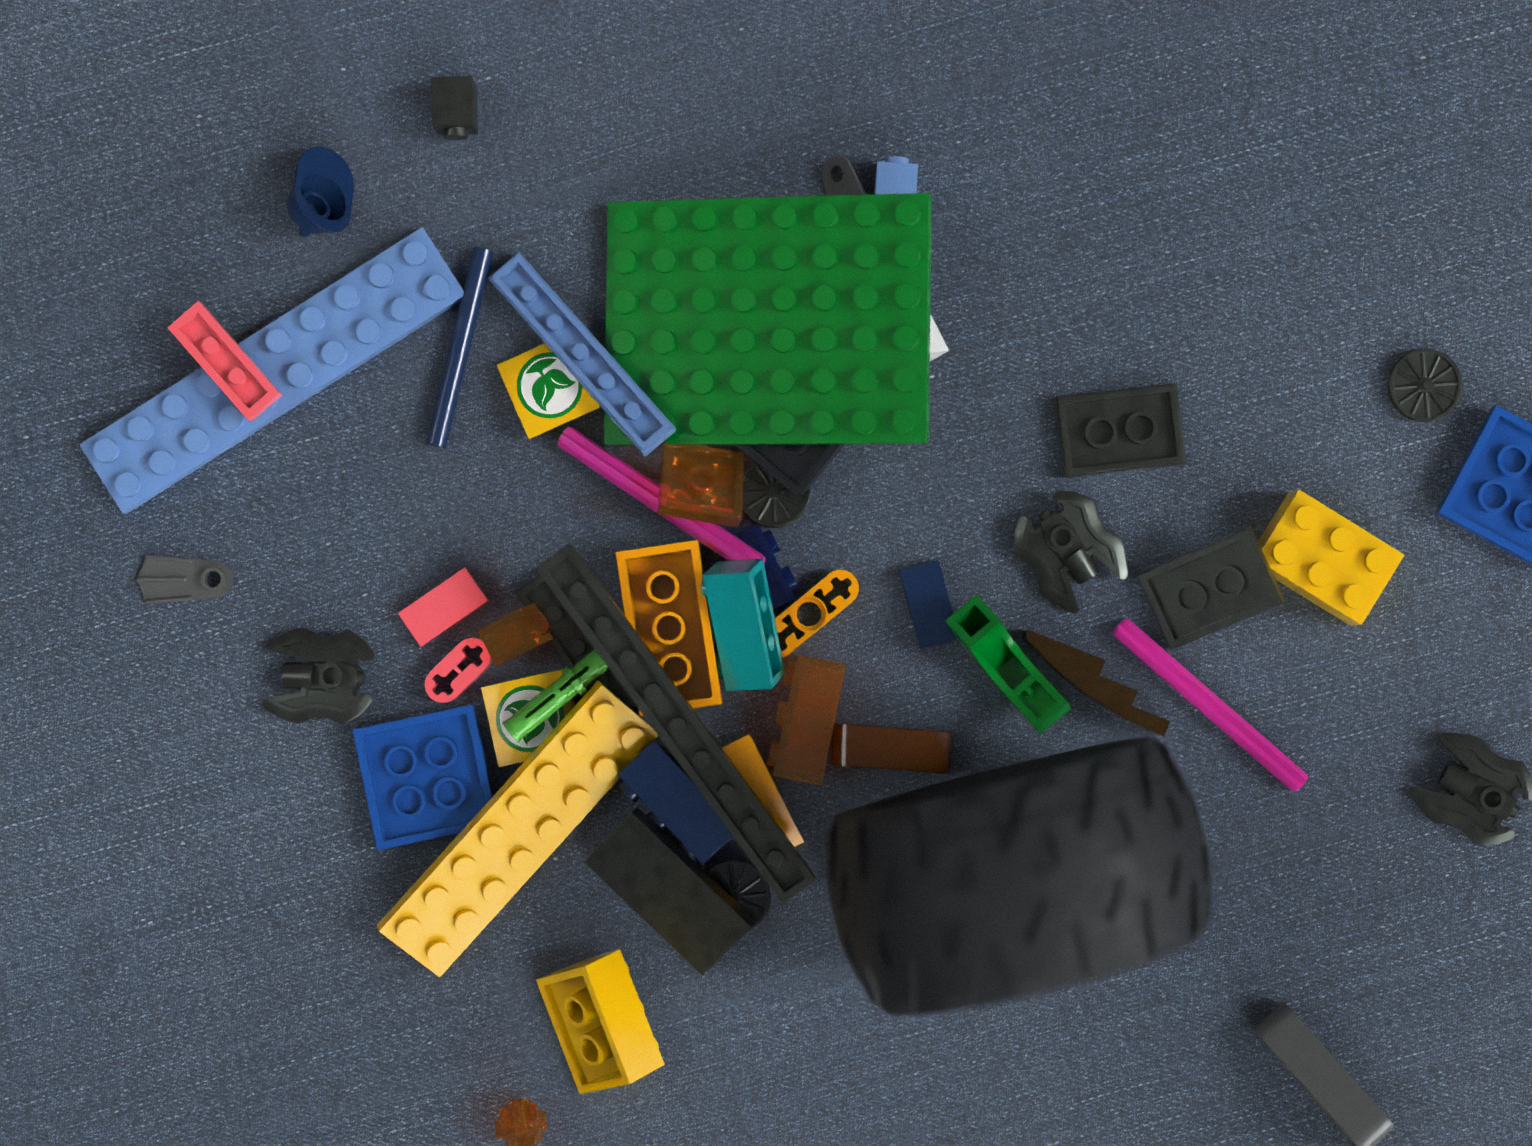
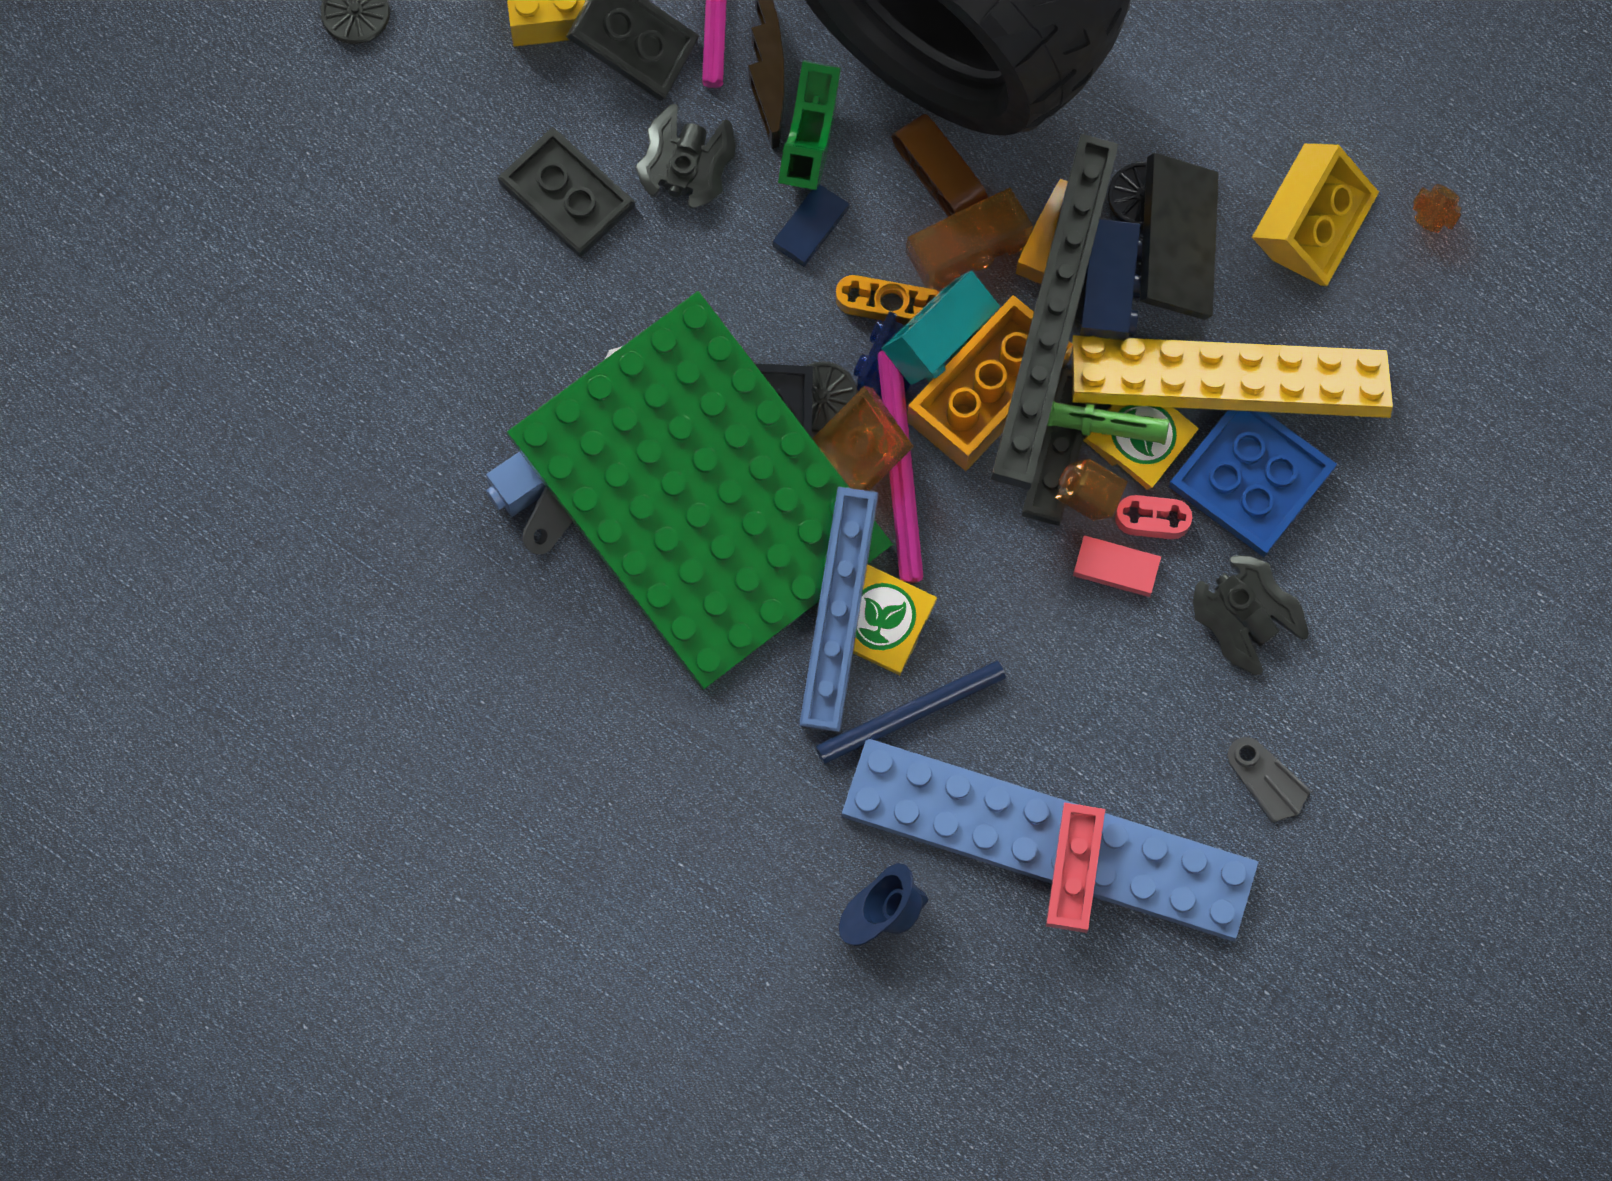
camera: 135 degrees left, 15 degrees down
(454, 106) = (727, 862): pearl dark grey brick -> none

